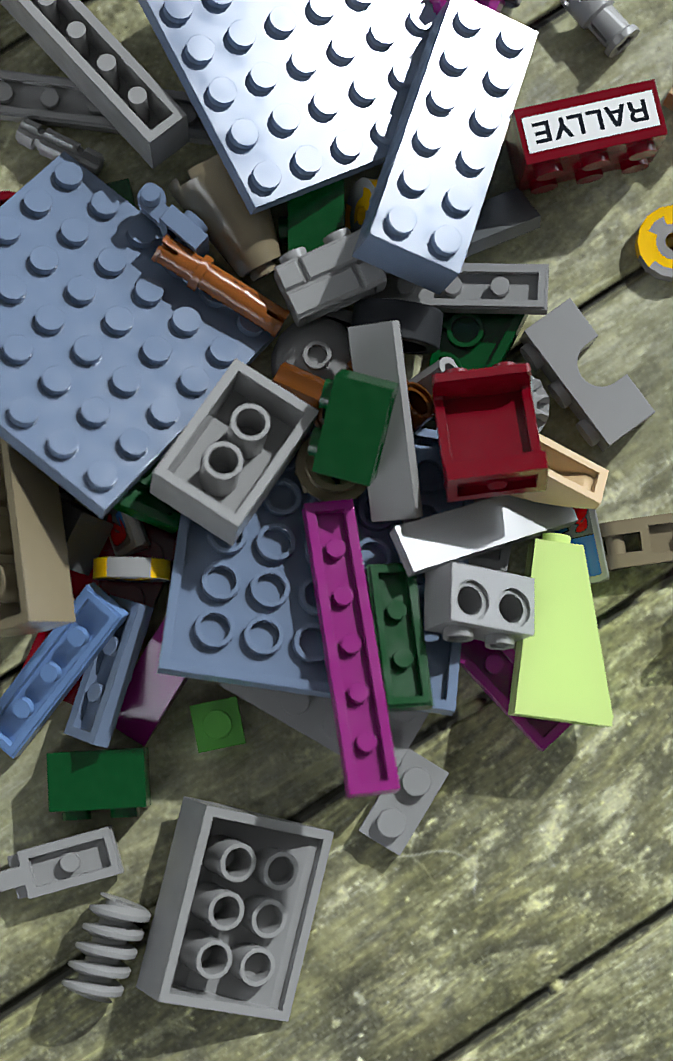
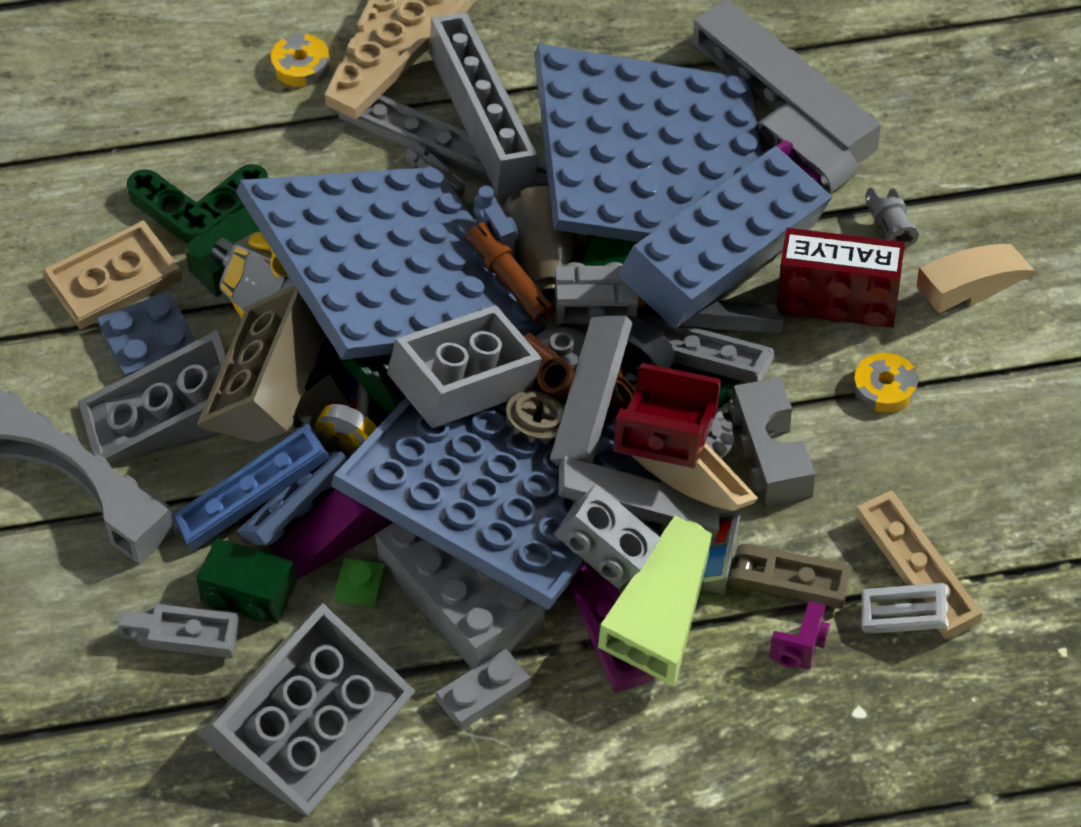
camera: 25 degrees right, 30 degrees down
(107, 949) = (185, 696): light grey piece -> none
(350, 649) = (487, 520): magenta plate -> none
(353, 426) = (564, 373): dark green brick -> none
(399, 637) = (530, 535): dark green tile -> none

